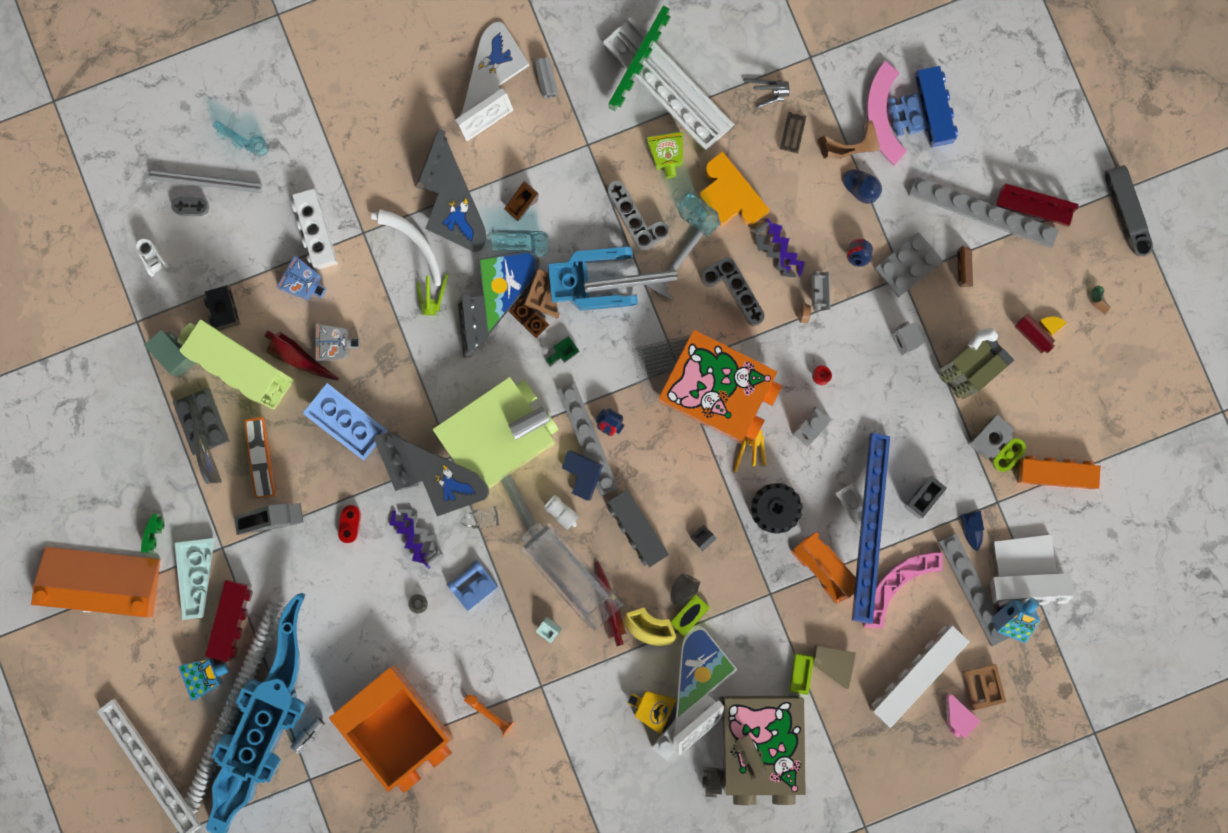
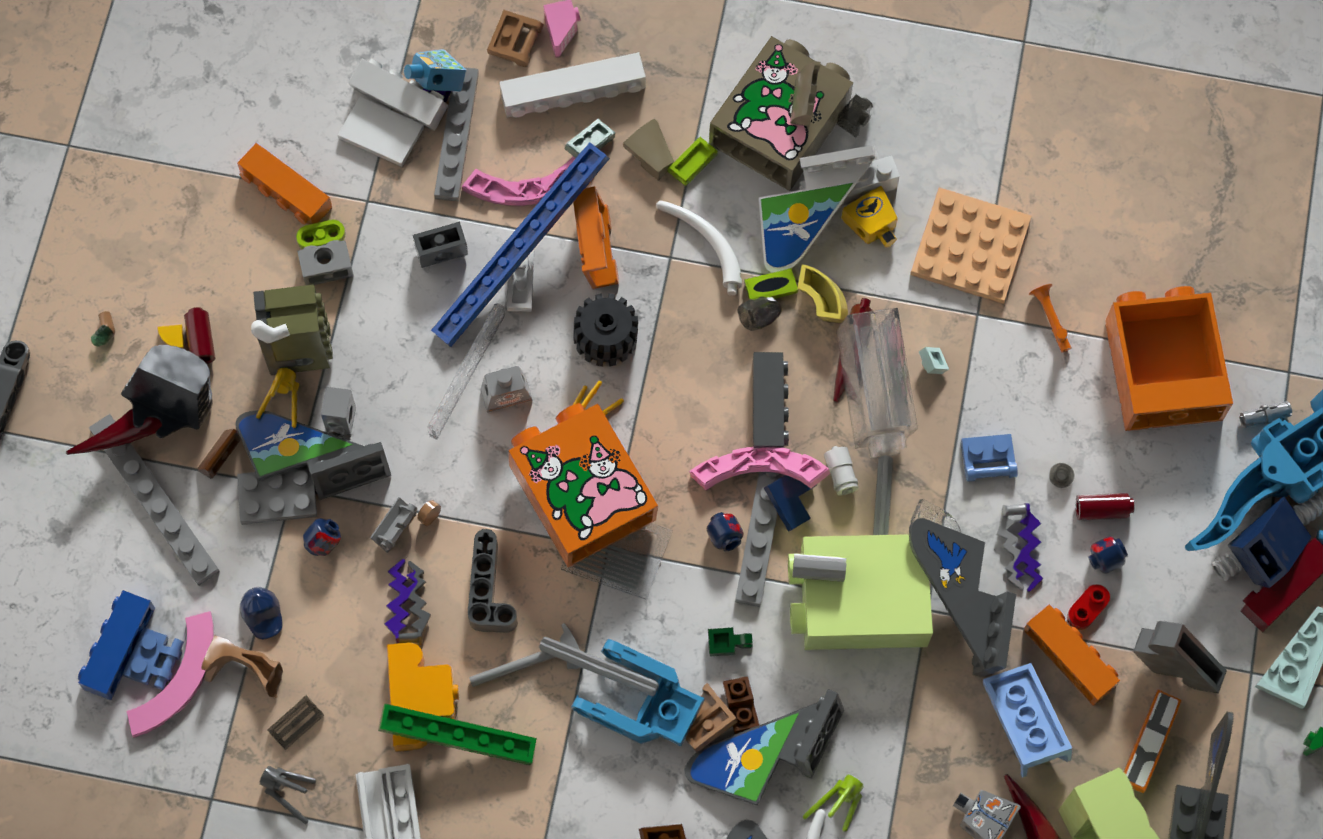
camera: 150 degrees left, 15 degrees down
(251, 636) = (1271, 544): none -> dark blue slope
(340, 482) = (1071, 654): none -> orange brick
(355, 565) = (1108, 554): none -> dark blue head
(377, 598) = (1104, 506): none -> dark red brick
(521, 240) = (691, 796): clear light blue plate -> none
(575, 734) = (970, 245): none -> light nougat plate
(612, 487) = (760, 460): none -> bright pink tile
(633, 214) = (543, 744): light grey beam -> none
(667, 152) = (455, 790): lime torso -> none
(688, 181) = (457, 734): none -> green plate
(698, 214) = (470, 690): clear light blue brick -> none
(703, 537) = (704, 351): dark grey plate -> none
(736, 619) = (727, 258): none -> white animal
(821, 375) = (457, 437): red tile -> none
(847, 423) = (466, 371): none -> clear tile
(880, 641) = (596, 133): none -> plate
(926, 297) = (332, 461): none -> piece
(958, 338) = (283, 383): none -> yellow plant
(973, 529) = (411, 191): dark blue plate -> none
(1025, 280) = (170, 387): none -> black piece
(1031, 241) = (117, 434): none -> dark red piece
(1036, 204) = (94, 470): dark red fence -> none

